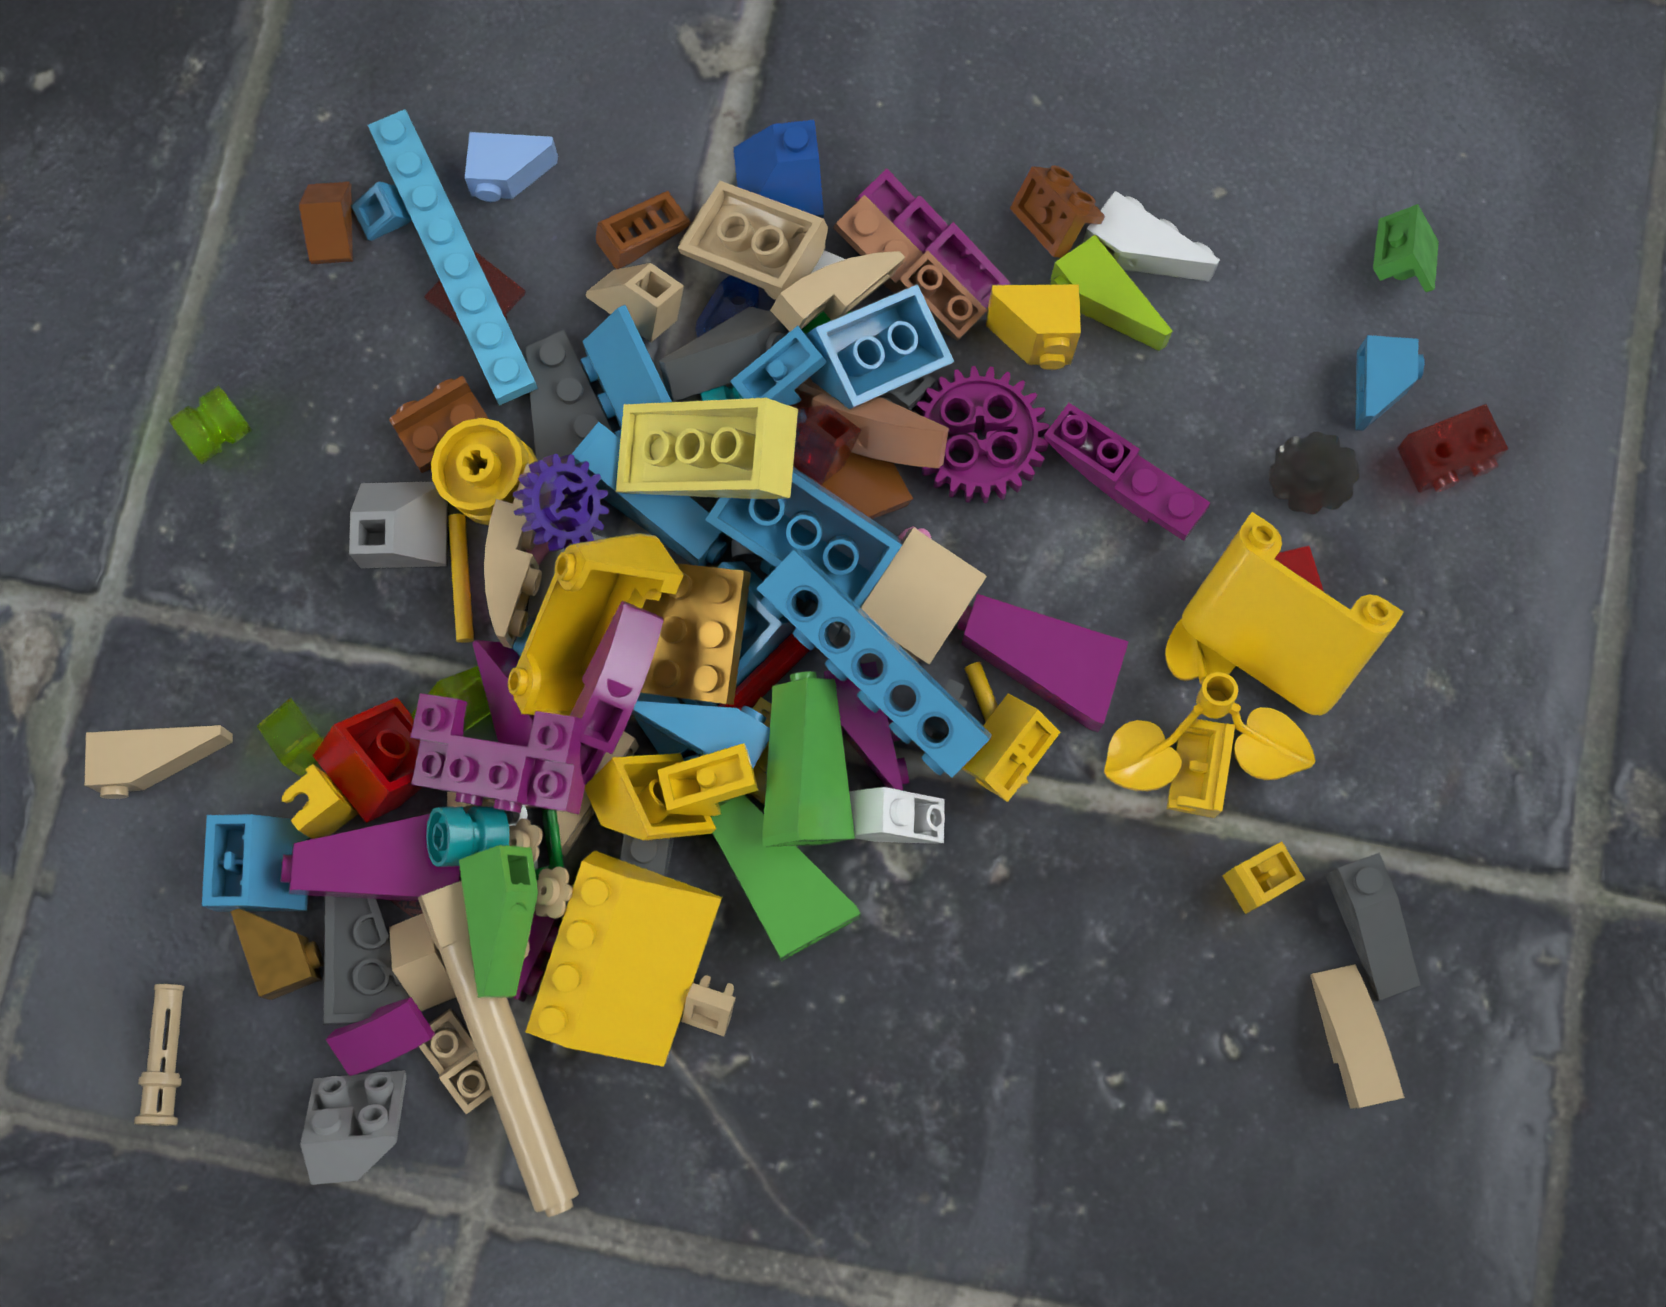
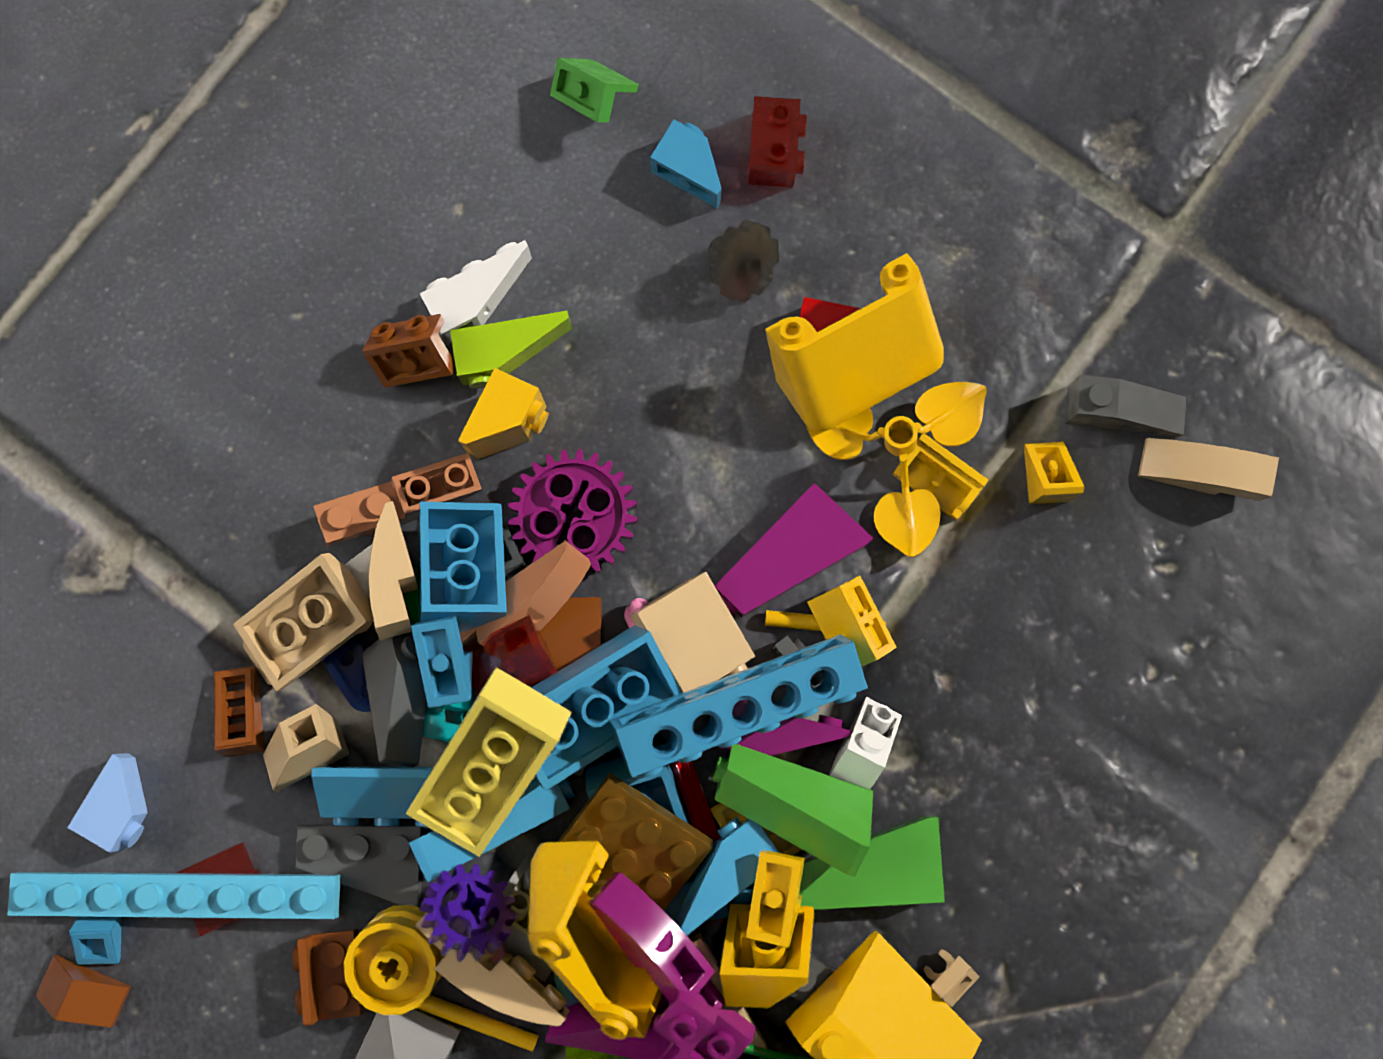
camera: 65 degrees left, 5 degrees up
(782, 165) = (248, 563): blue slope -> none
(931, 233) = (378, 464): magenta slope -> none
(1124, 475) = (667, 412): magenta slope -> none

